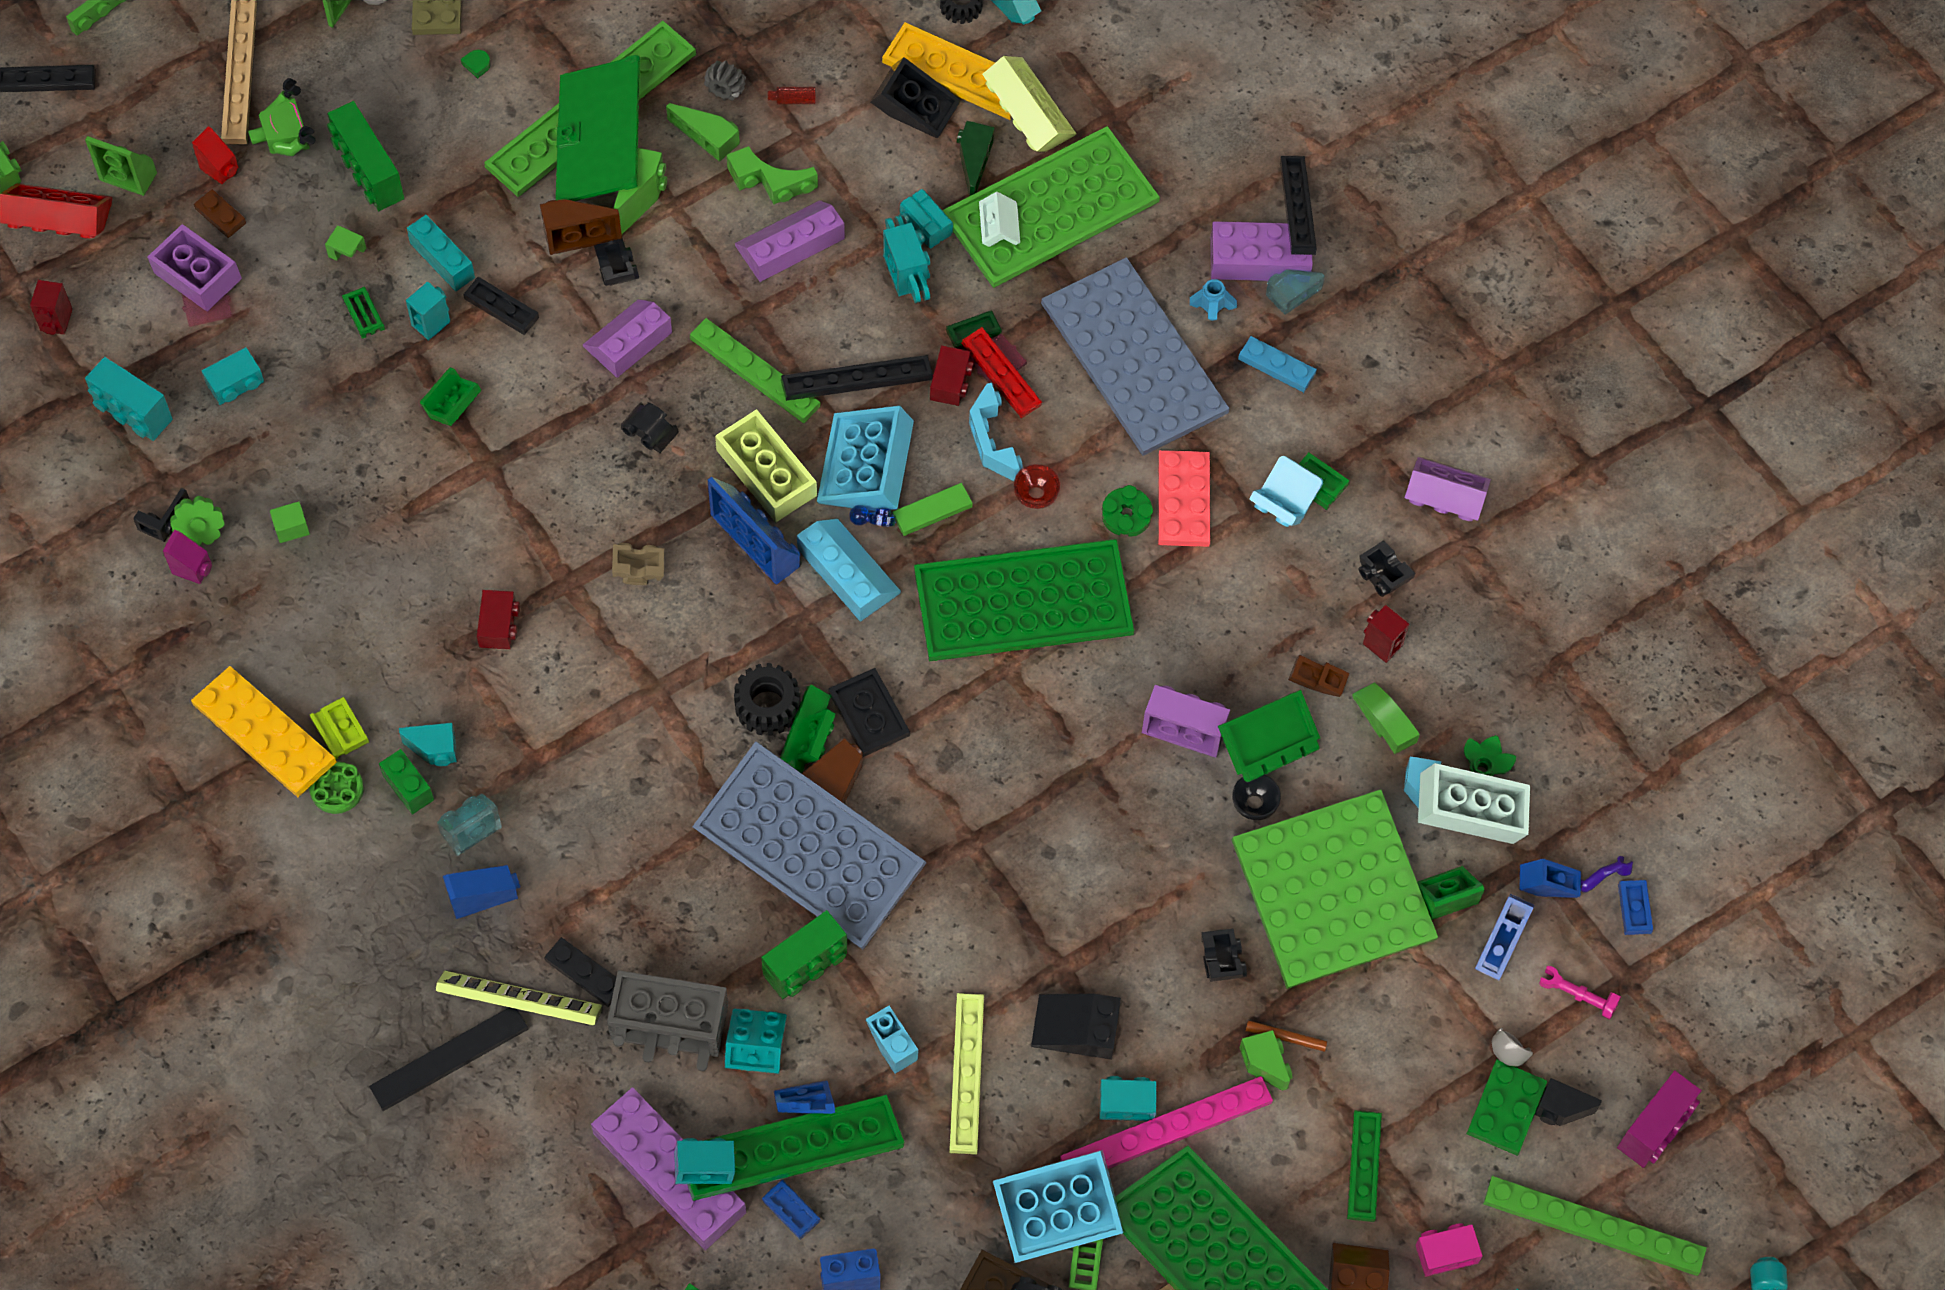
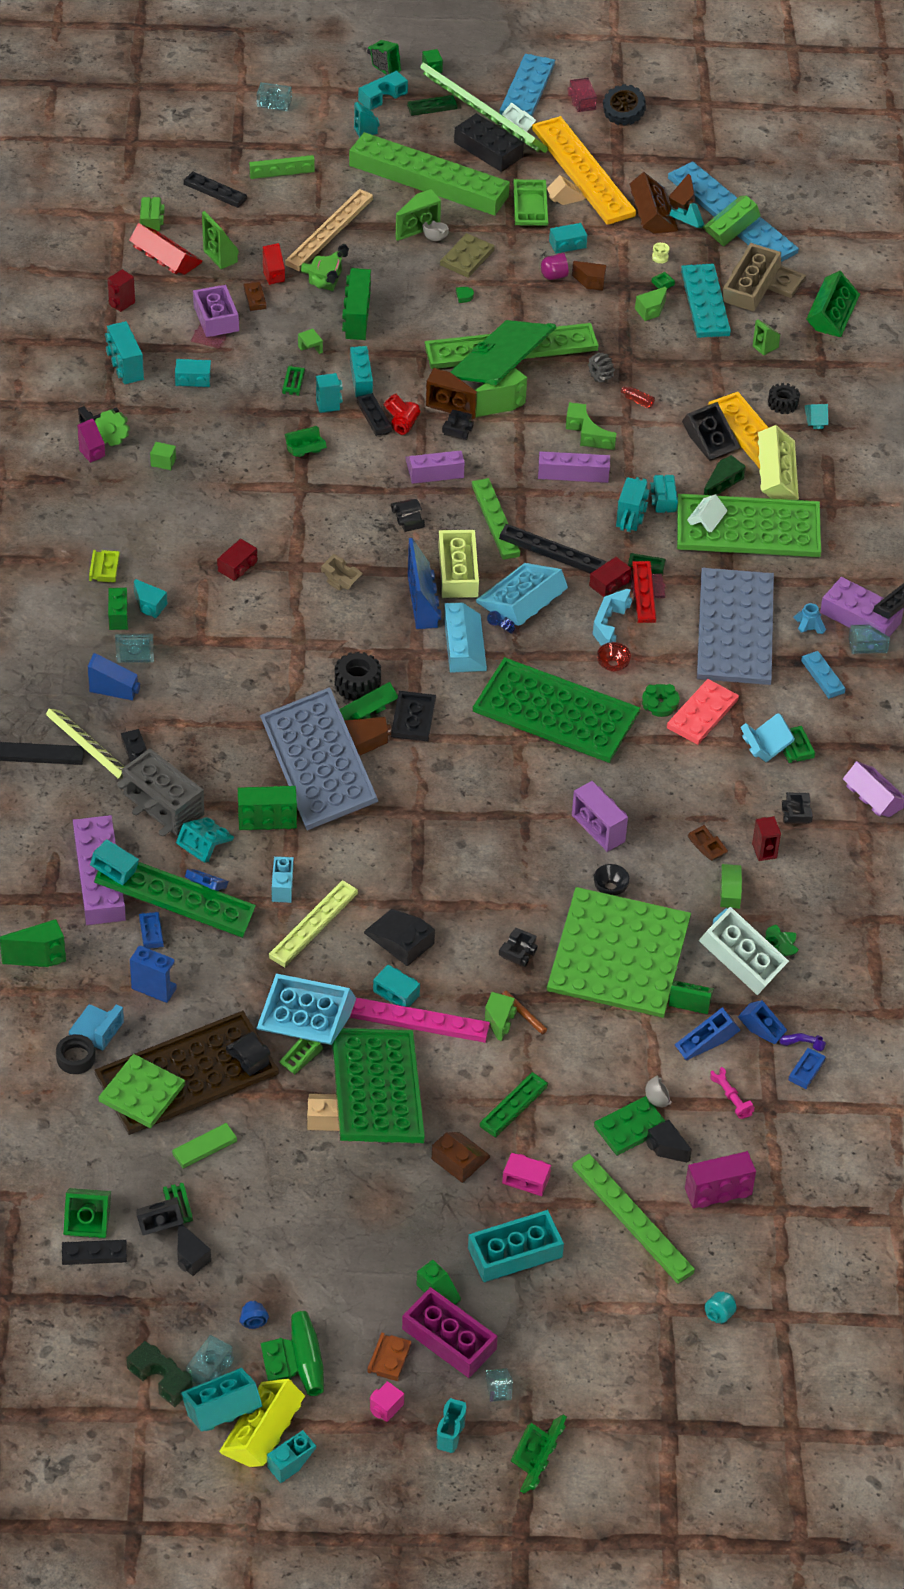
camera: 35 degrees right, 15 degrees down
(264, 731) = (61, 545): yellow plate -> none
(338, 789) = (78, 593): bright green tile -> none
(540, 286) = (404, 413): none -> red piece
(706, 129) = (569, 386): bright green slope -> none
(932, 509) = (541, 638): bright green tile -> none
(1270, 736) = (645, 848): green hinge -> none

